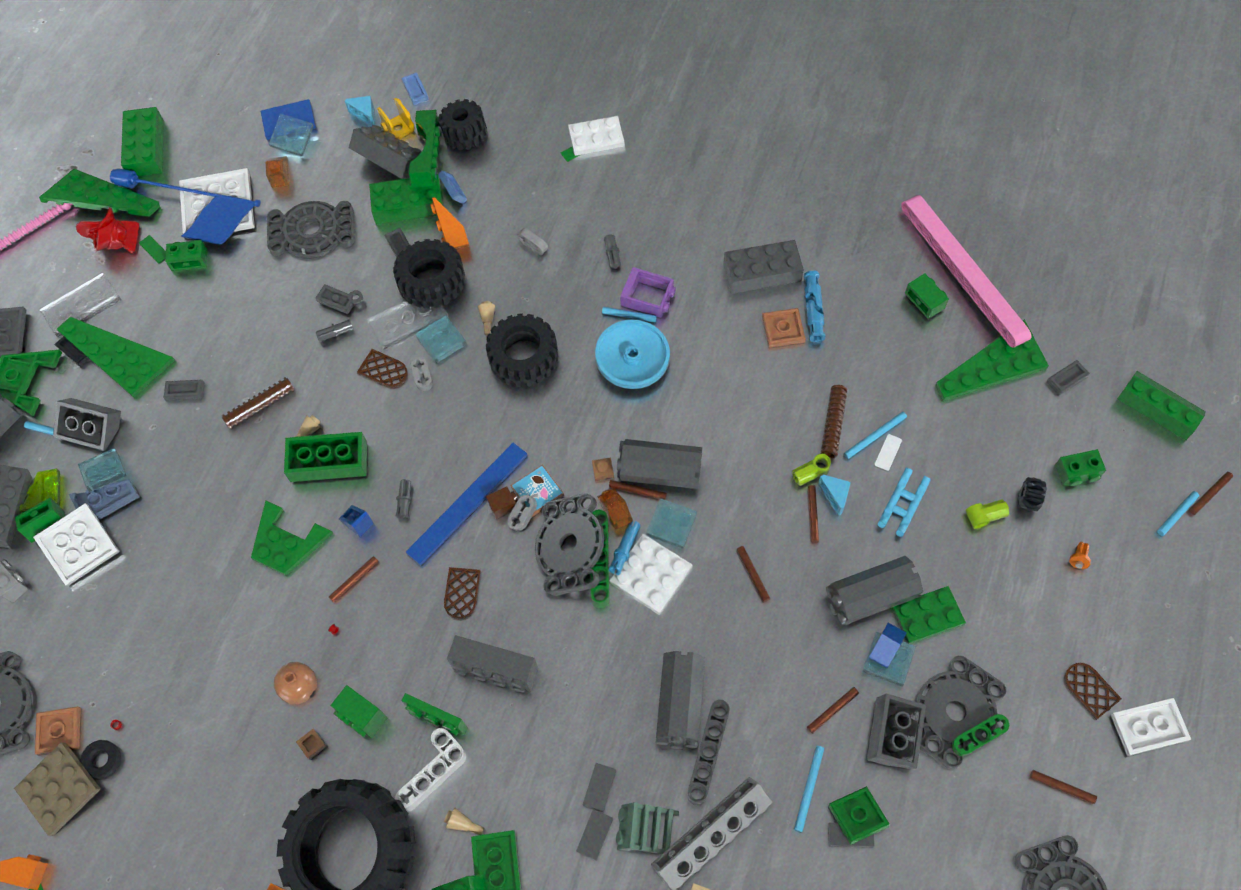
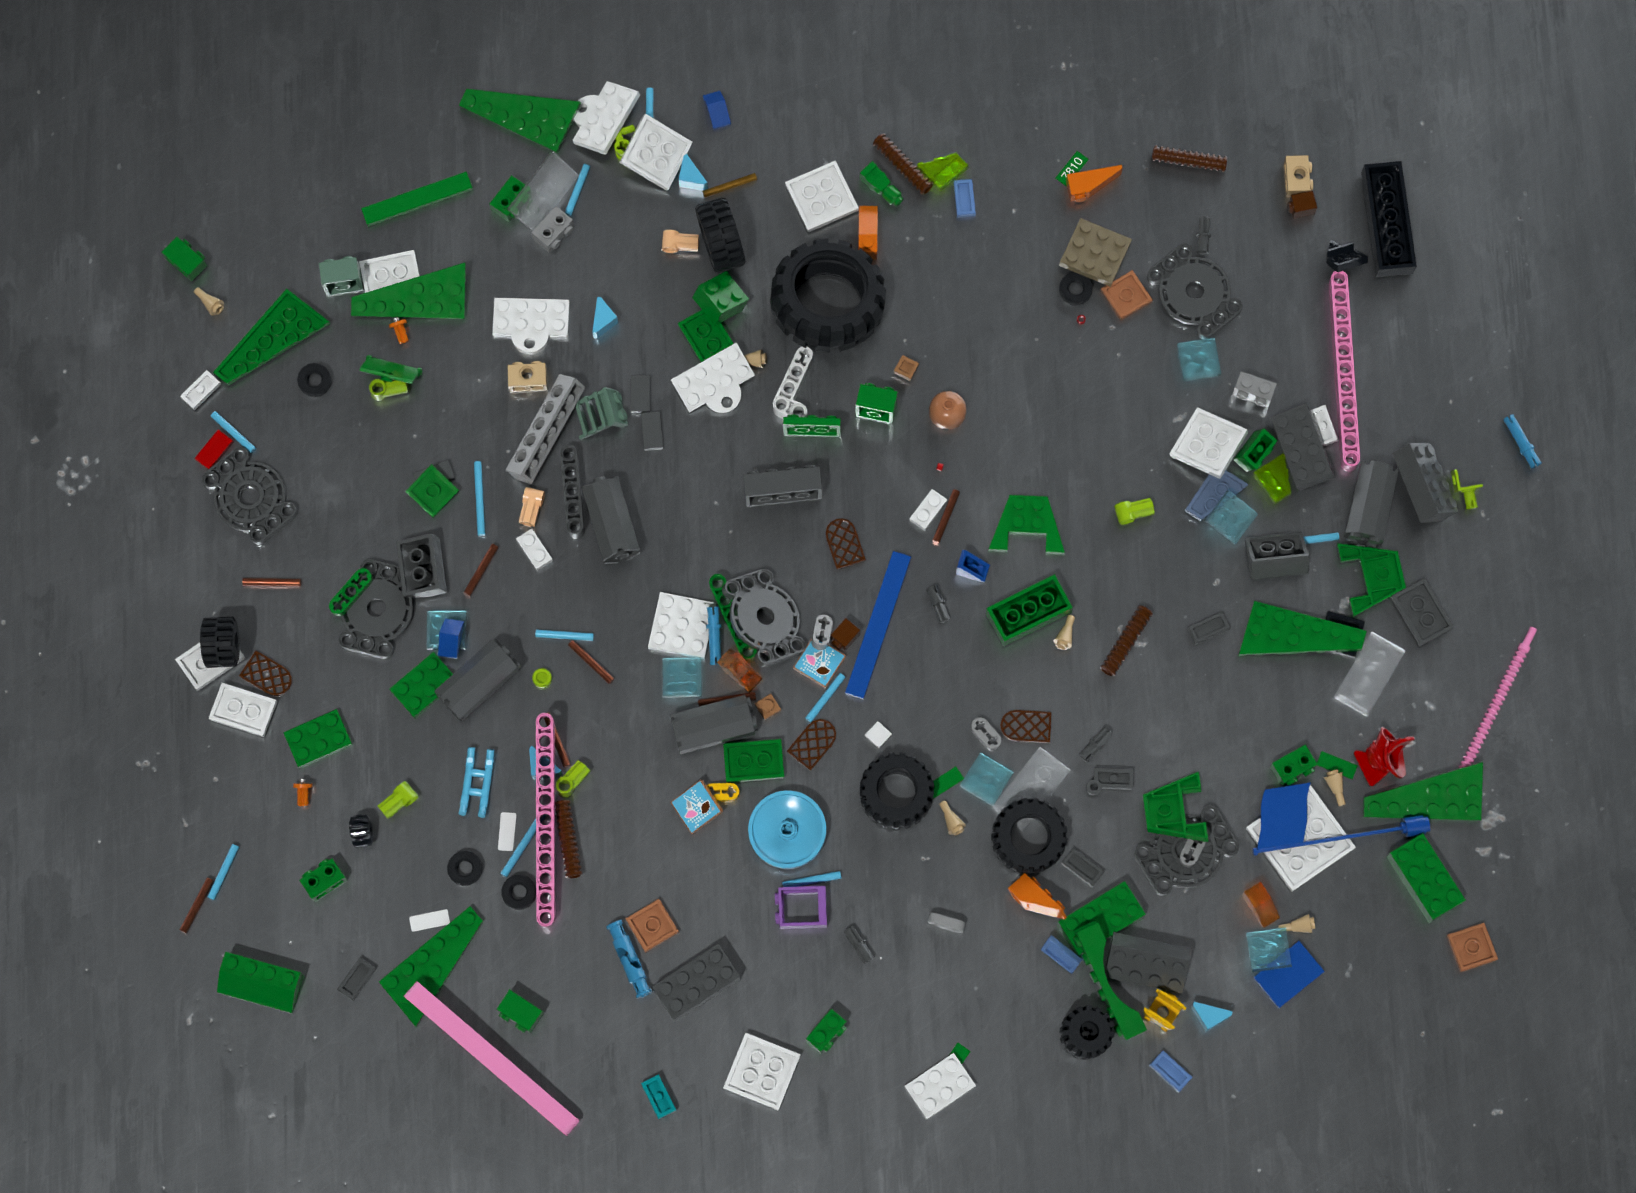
camera: 155 degrees right, 10 degrees up
(34, 634) = (1199, 359): none -> clear light blue plate
(143, 92) = (1472, 947): none -> nougat tile
(162, 234) = (1335, 782): none -> tan cone
(185, 513) = (1130, 511): none -> lime piece
(255, 145) = (1304, 924): none -> tan cone
(304, 221) = (1196, 852): none -> light grey beam
(307, 256) = (1166, 810): none -> green wing
(366, 592) = (928, 509): none -> white plate
(473, 352) = (947, 781): none -> green sticker
(510, 812) = (714, 380): none -> white plate
(515, 408) = (878, 735): none -> white tile
(547, 457) = (825, 697): none -> medium azure bar
(566, 415) = (813, 739): none -> reddish brown window
(635, 423) = (753, 761): none -> green plate
(669, 196) = (826, 1031): none -> green brick
(677, 411) = (724, 787): none -> yellow beam
(704, 404) = (696, 806): none -> tile
(734, 189) = (762, 1071): none -> white plate
(755, 757) = (532, 501): none -> light nougat piece
(770, 609) = (564, 635): none -> medium azure bar
(770, 709) = (534, 549): none -> white plate
(807, 576) = (542, 678): none -> lime tile
(828, 199) = (658, 1096): none -> teal plate
(846, 443) = (545, 829): none -> bright pink beam
(898, 384) = (521, 903): none -> black tyre
(941, 421) = (459, 857): none -> black tyre
(985, 403) = (429, 920): none -> white sticker
(1052, 603) = (317, 738): none -> green plate
(1126, 660) = (242, 709): none -> white plate
(1143, 725) = (219, 642): none -> black wheel

